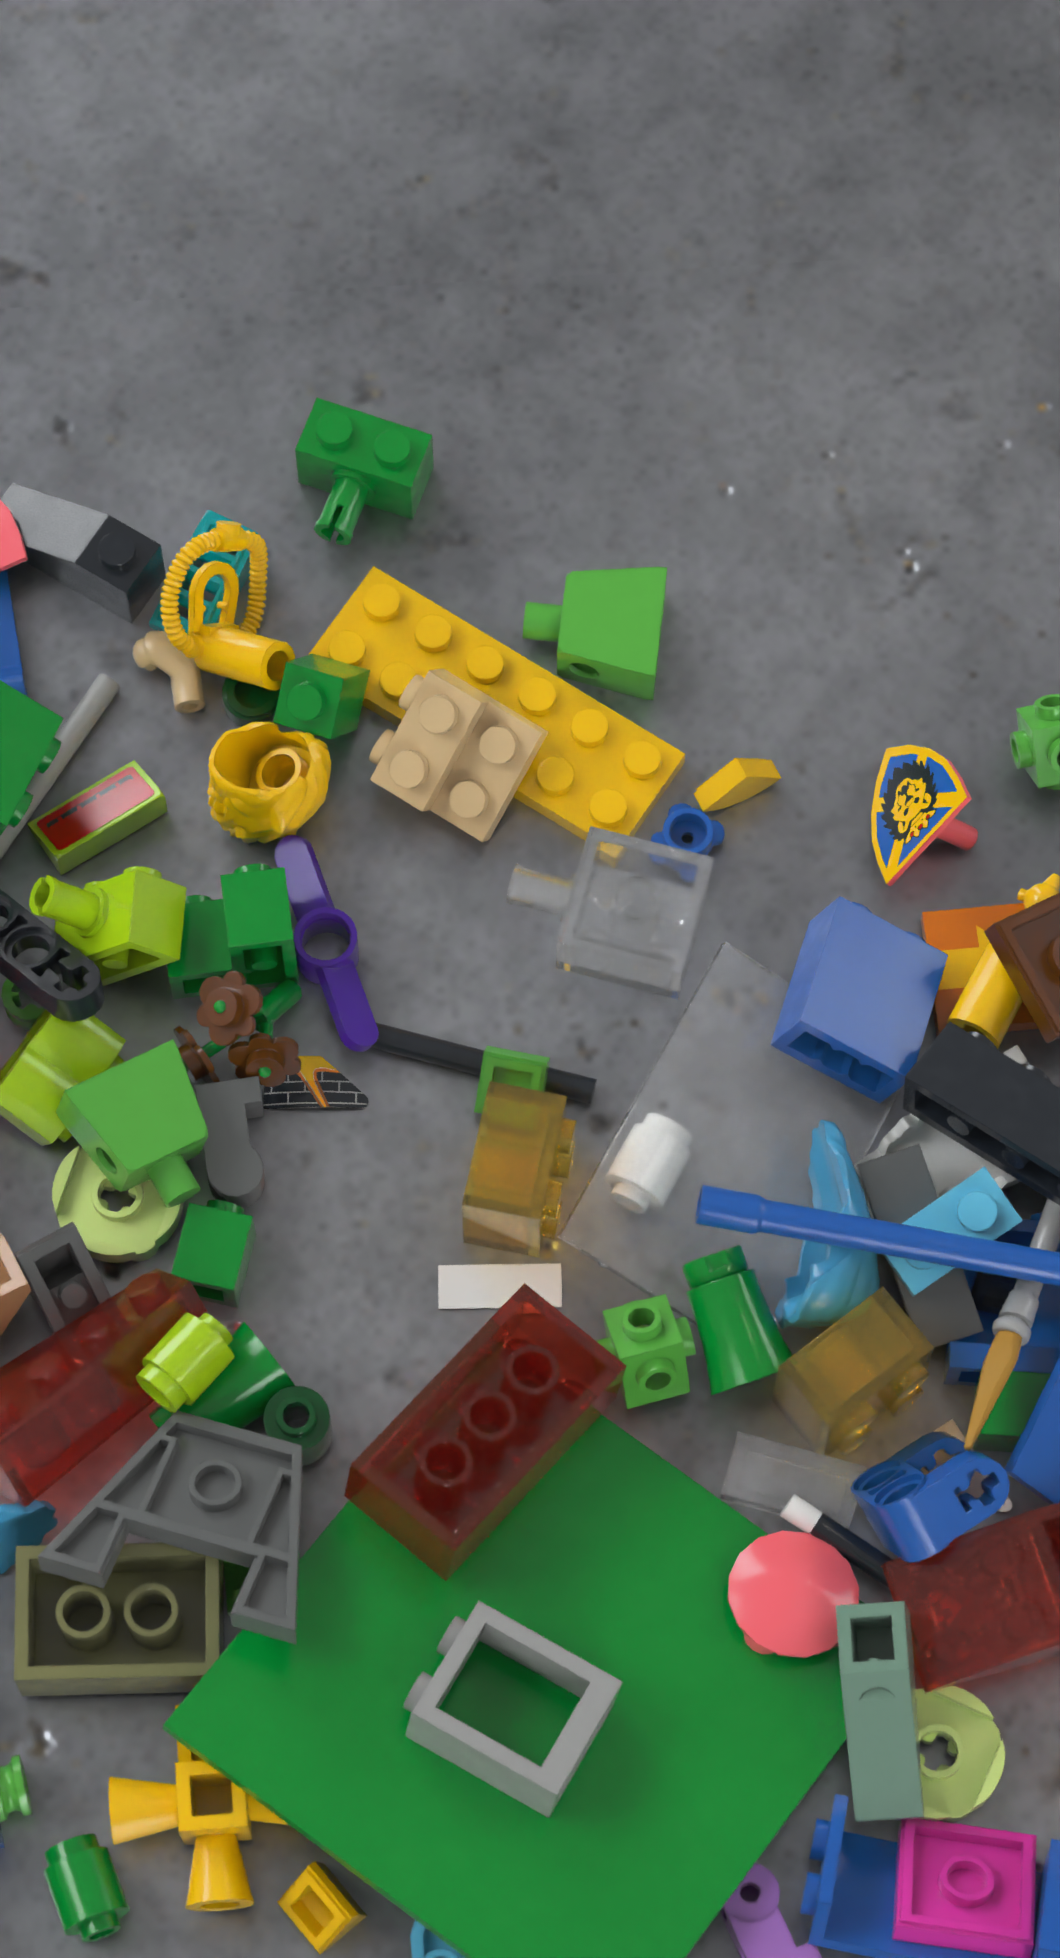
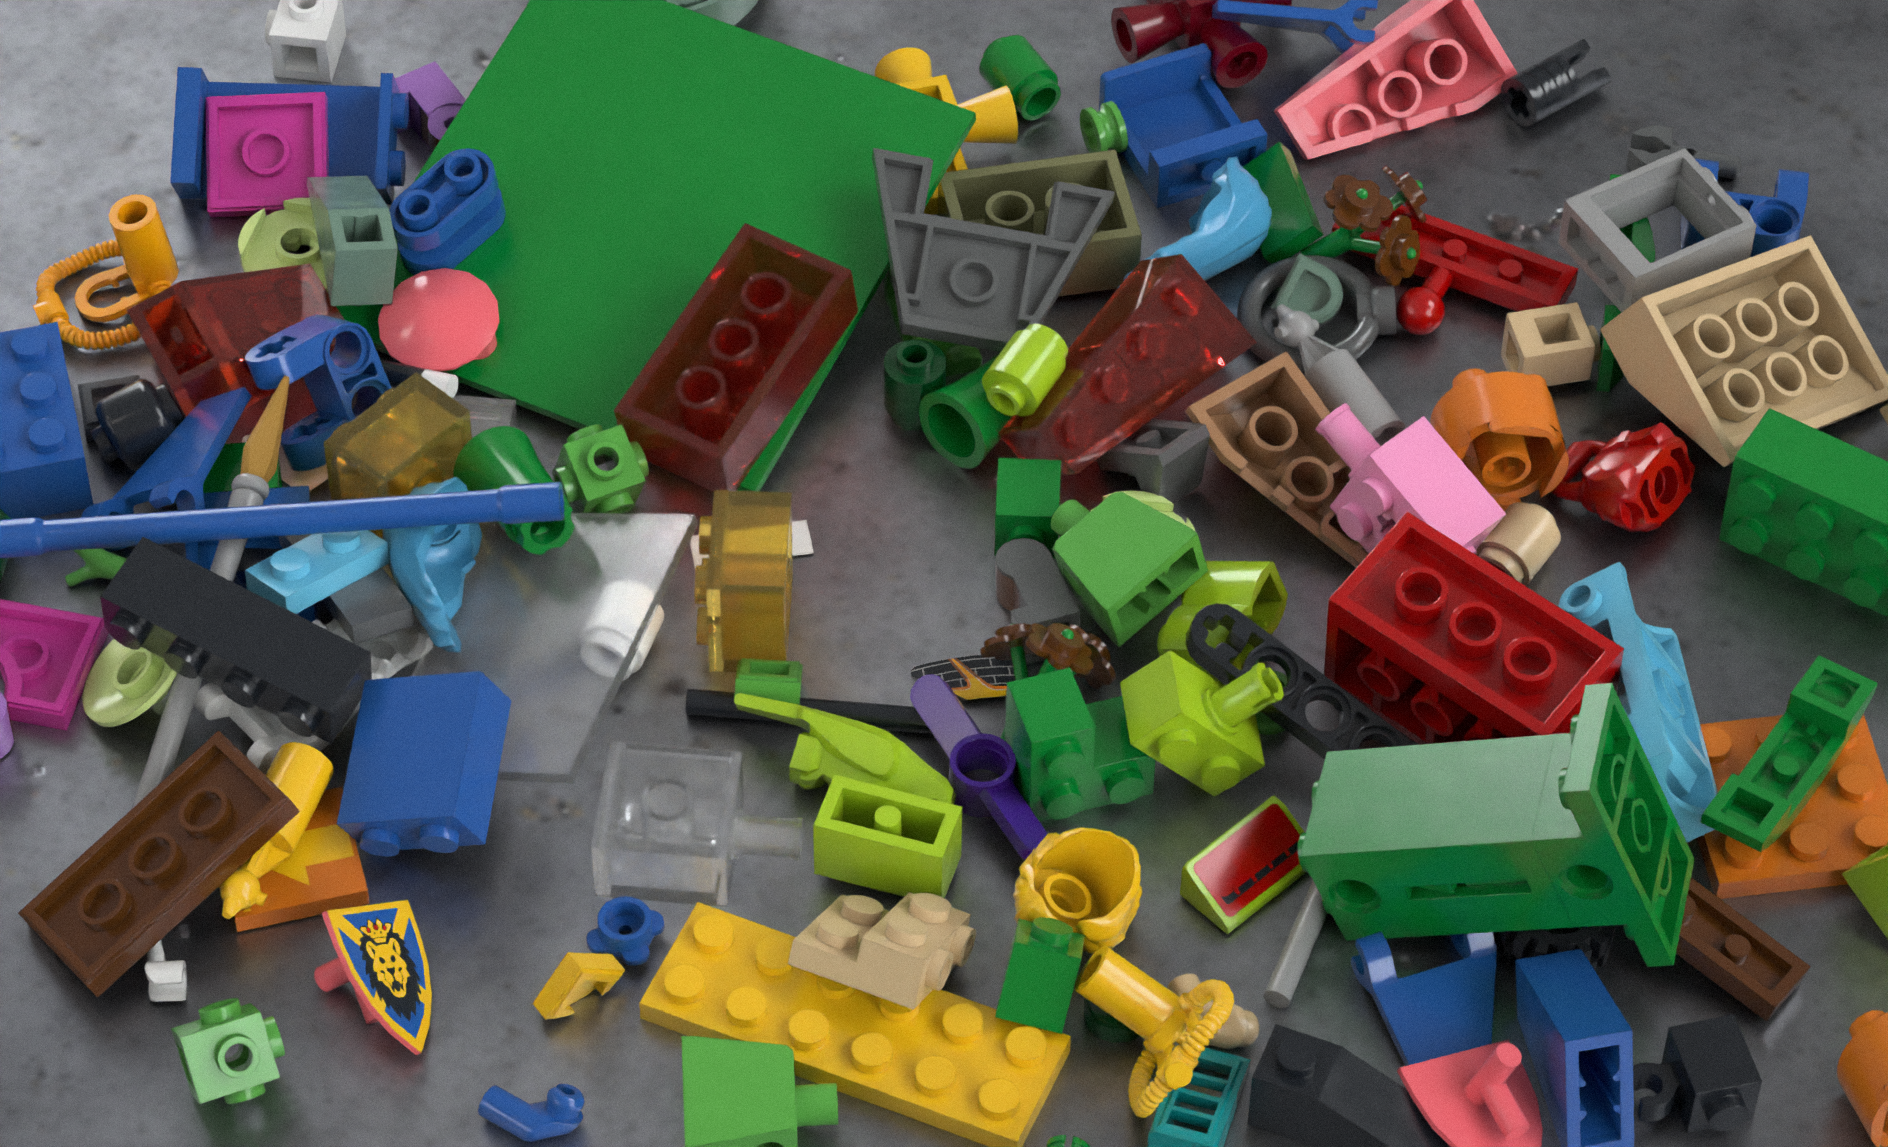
camera: 170 degrees right, 20 degrees down
(431, 862) = (886, 838): none -> lime brick
(445, 975) = (849, 750): none -> lime animal
(480, 1755) = (661, 207): light grey window -> none
(772, 1701) = (448, 211): none -> blue brick
(792, 661) = (538, 1120): none -> blue arm

